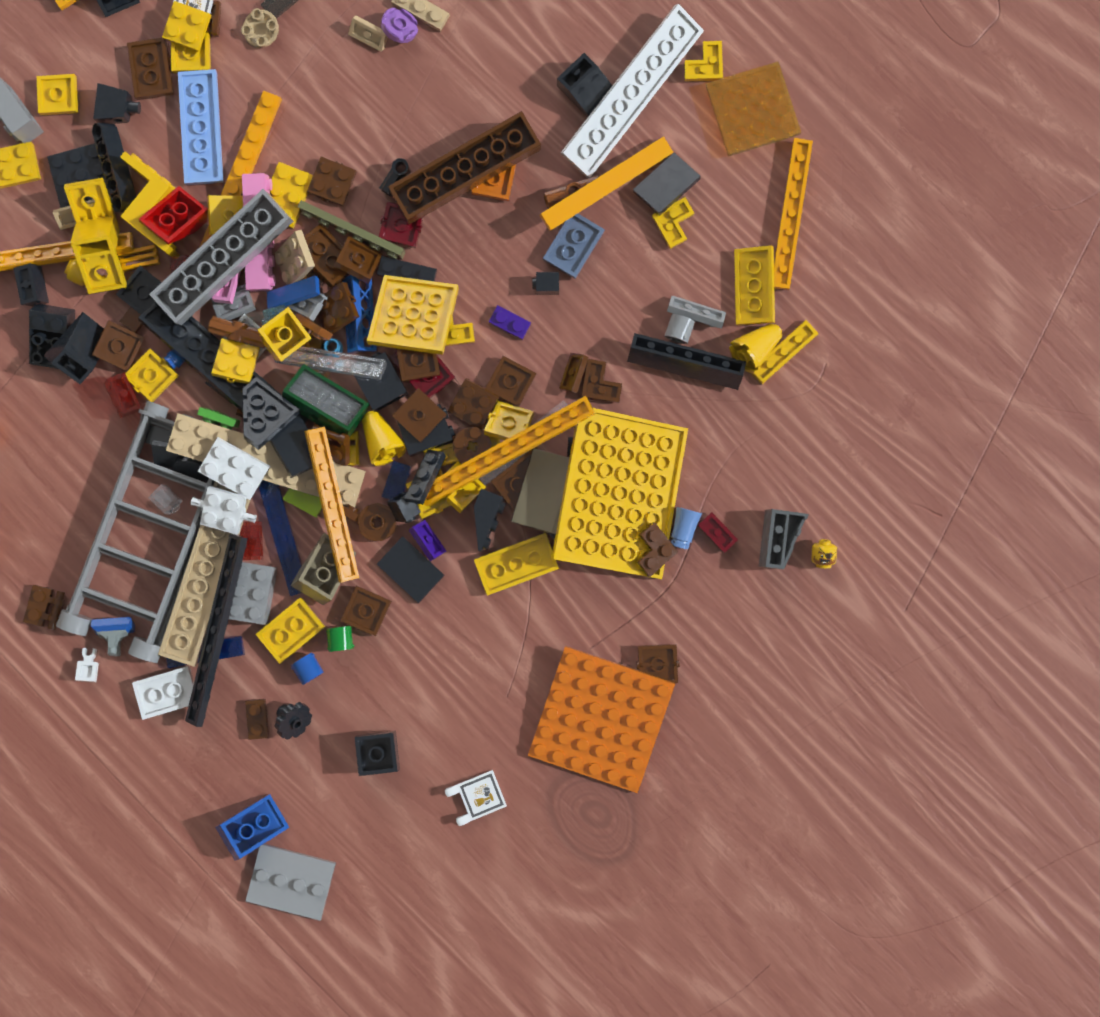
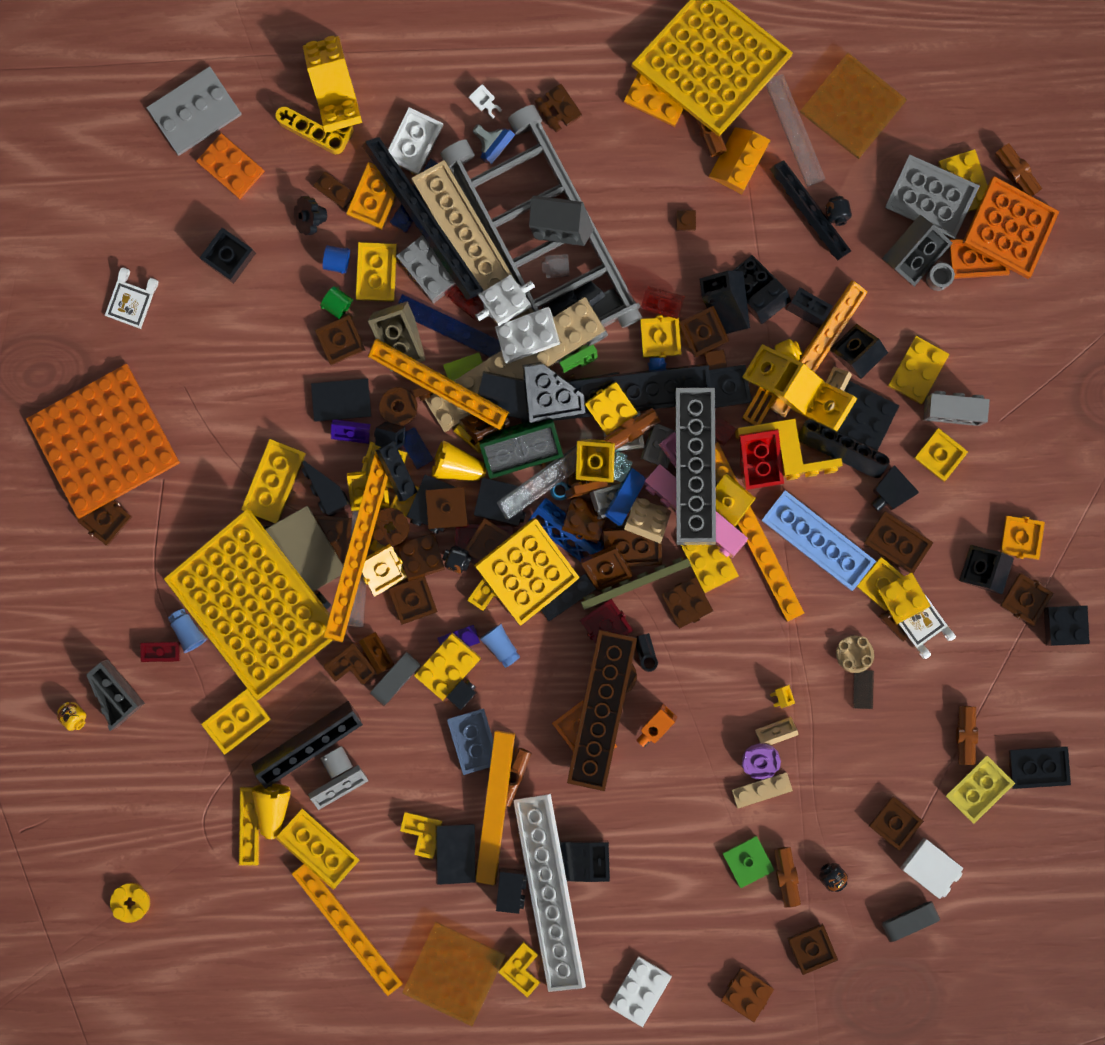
camera: 125 degrees right, 0 degrees up
(31, 221) = (859, 350): none -> black slope
(46, 435) = (686, 220): none -> reddish brown plate
(124, 523) = (559, 220): none -> dark grey slope
(174, 793) = (332, 83): none -> yellow bracket
(221, 778) = (311, 128): none -> yellow beam
(236, 684) = (372, 198): none -> light orange plate
(252, 827) = (257, 117): blue slope -> none
(308, 815) = (230, 166): none -> orange plate
(337, 50) = (784, 697): none -> yellow tile
(440, 121) = (662, 720): none -> orange torso
(450, 374) = (456, 559): none -> black head
(485, 287) = (500, 645): none -> medium blue plant
(536, 311) = (447, 666): none -> yellow plate
(580, 341) = (395, 679): none -> dark grey beam
(656, 118) = (510, 889): none -> black brick
(660, 549) = (183, 594): reddish brown plate -> none
(717, 430) = (236, 721): none -> yellow plate
(907, 387) = (121, 910): none -> yellow plate

